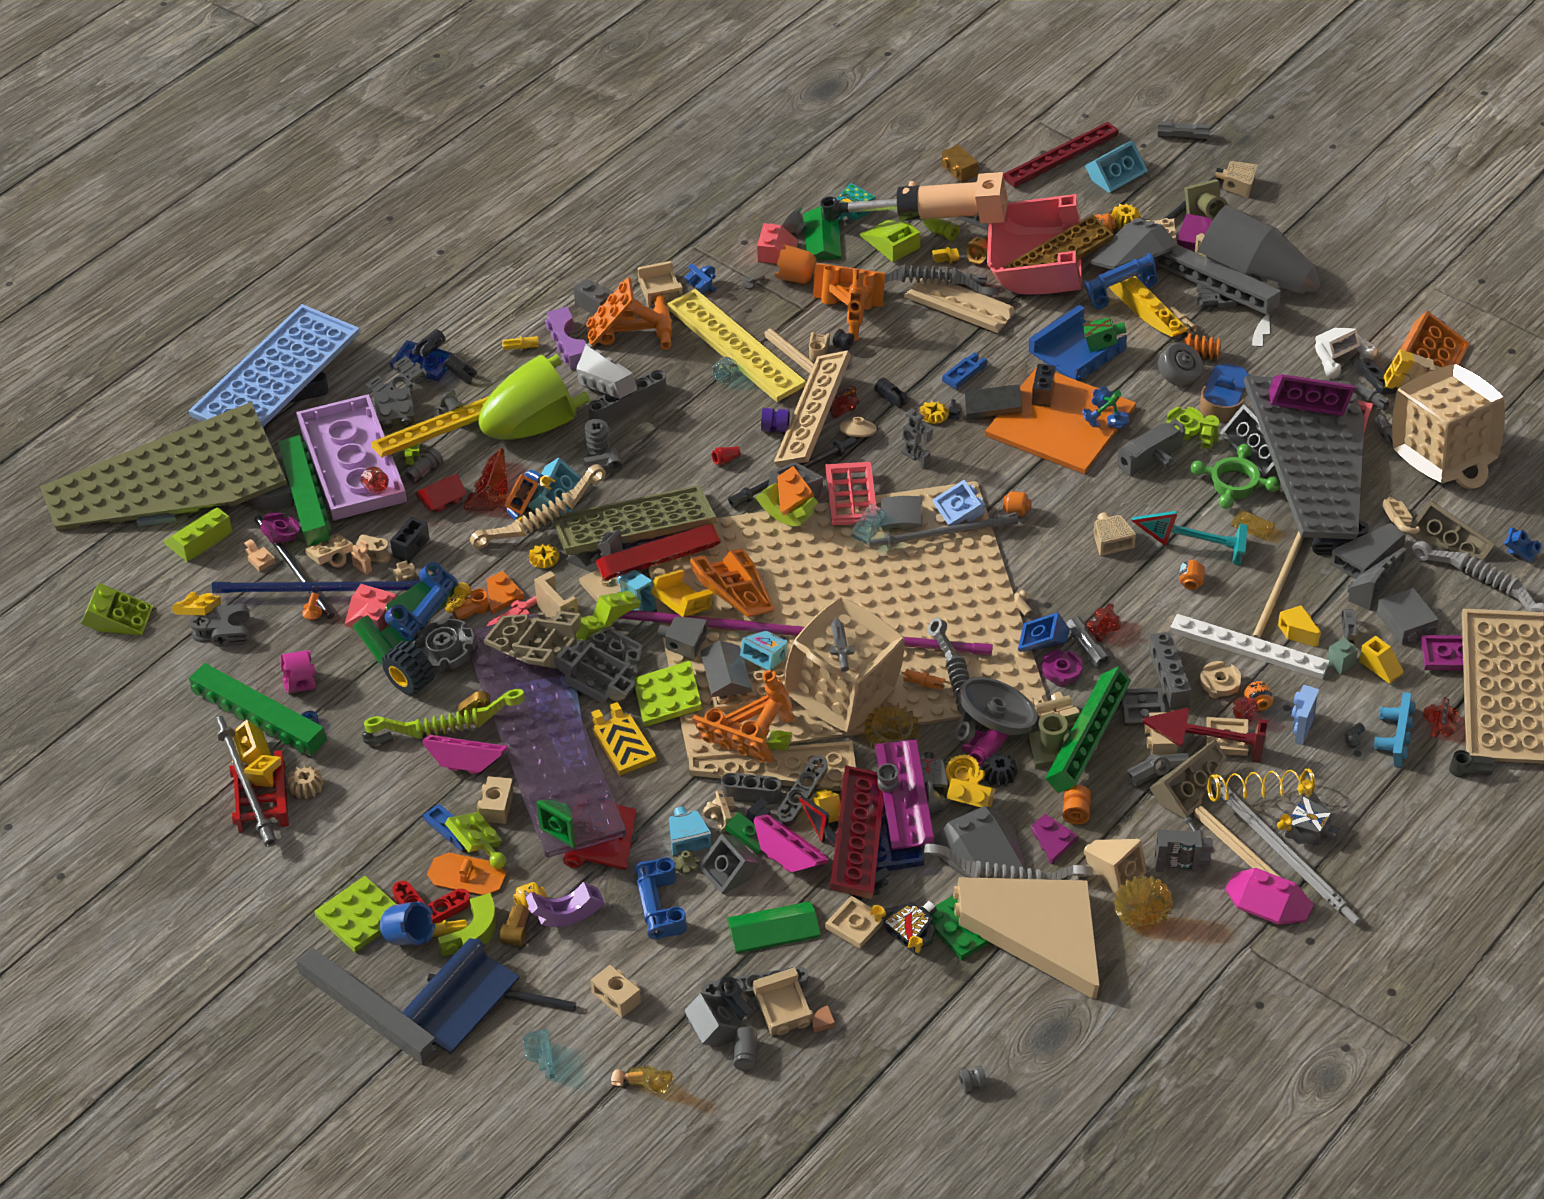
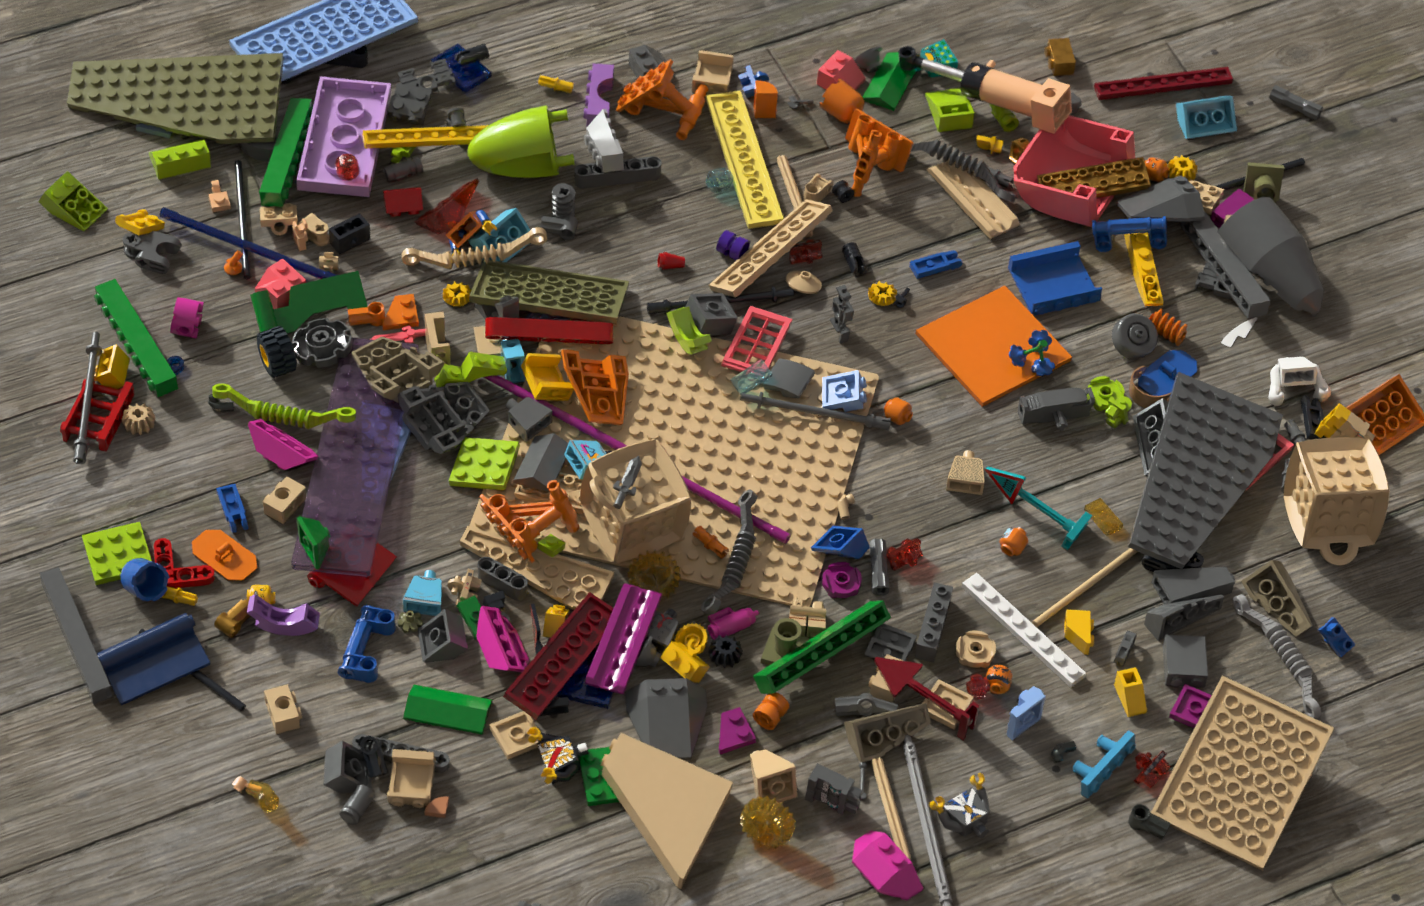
camera: 20 degrees right, 5 degrees up
(262, 769) = (103, 394): yellow slope -> none
(279, 528) = (242, 184): magenta plate -> none
(429, 604) = (327, 301): blue piece -> none
(460, 368) = (485, 85): black hinge -> none
(461, 593) = (362, 300): yellow piece -> none
(476, 700) = (315, 404): pearl gold beam -> none
(477, 835) = (242, 529): lime plate -> none
(481, 927) = (205, 607): lime arch -> none
(540, 1052) = (191, 736): clear light blue plate -> none
(622, 740) = (421, 491): yellow tile -> none
(724, 287) = (765, 100): none -> orange brick
(792, 490) = (697, 320): orange wing -> none
(799, 789) = (540, 595): dark grey beam -> none
(888, 777) = (613, 618): dark grey wheel -> none
(974, 869) = (642, 733): light grey piece -> none
(993, 401) = (941, 304): pearl dark grey tile -> none
(997, 705) = (753, 592): dark grey dish -> none
(1043, 385) = (993, 307): black brick -> none
(1102, 333) = (1078, 278): green torso -> none
(1185, 320) = (1167, 293): tan pin -> none
(1237, 177) = (1316, 170): tan torso -> none
(1237, 464) = (1116, 450): bright green piece -> none
(1302, 778) = (990, 769): yellow piece -> none
(1310, 394) = (1223, 415): magenta slope -> none
(1342, 655) = (1099, 673): sand green brick -> none
(1399, 515) = (1241, 562): tan plate -> none

